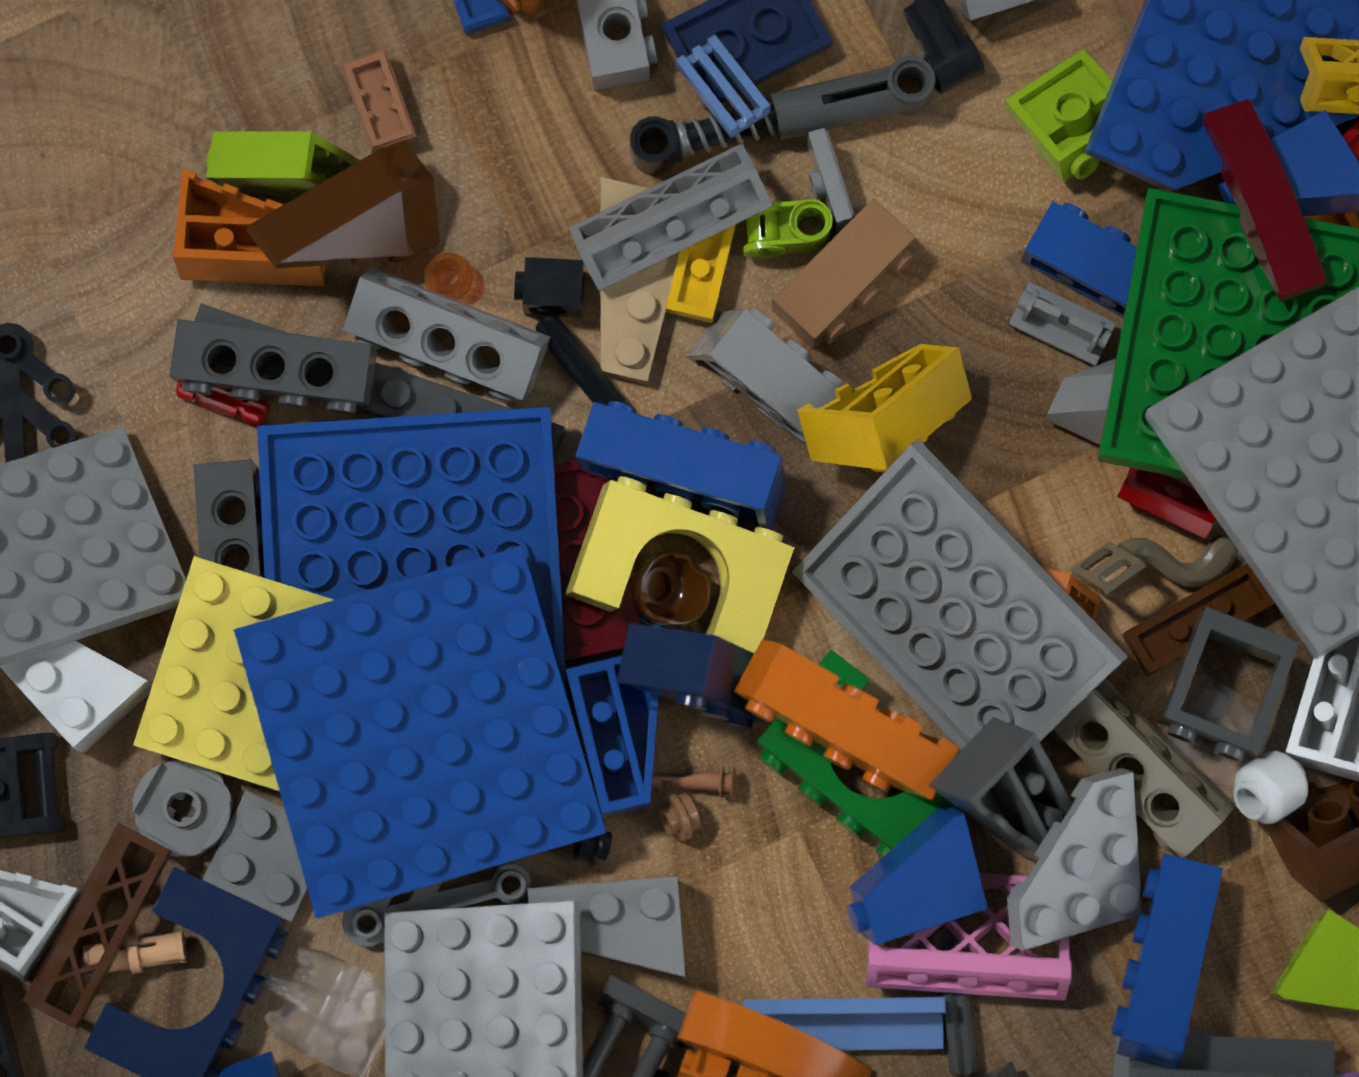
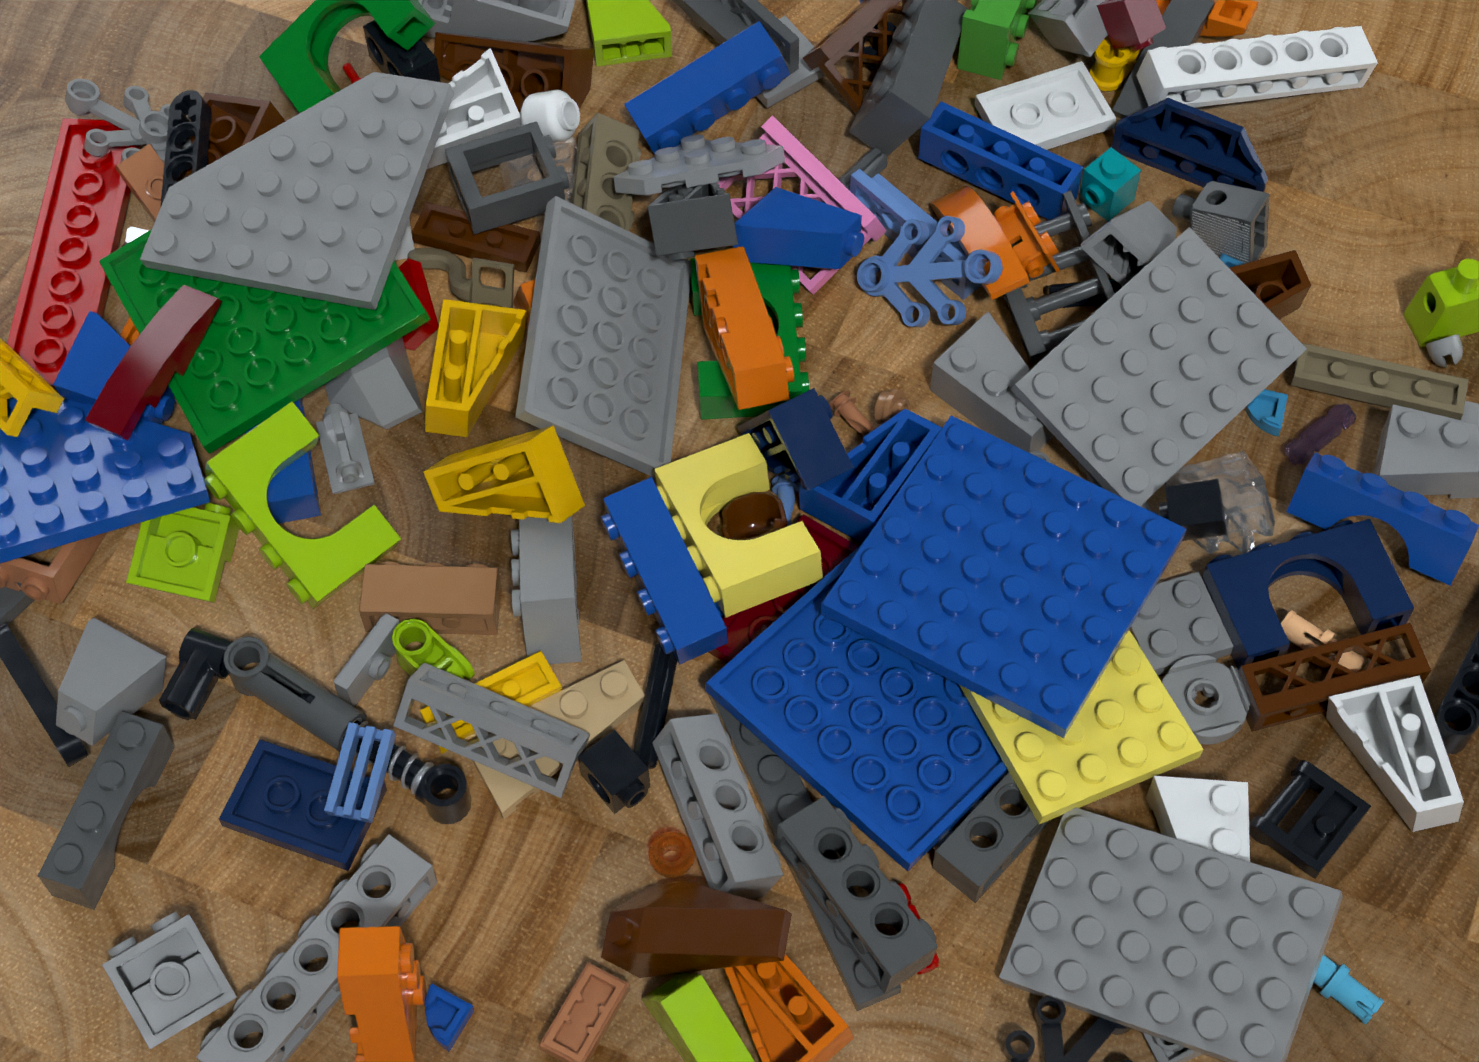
camera: 135 degrees left, 20 degrees down
(331, 953) = (1196, 508): none -> black brick
(825, 938) = (923, 270): none -> medium blue plant
(956, 202) = (313, 565): none -> lime arch
(1052, 485) = (468, 362): none -> yellow wedge

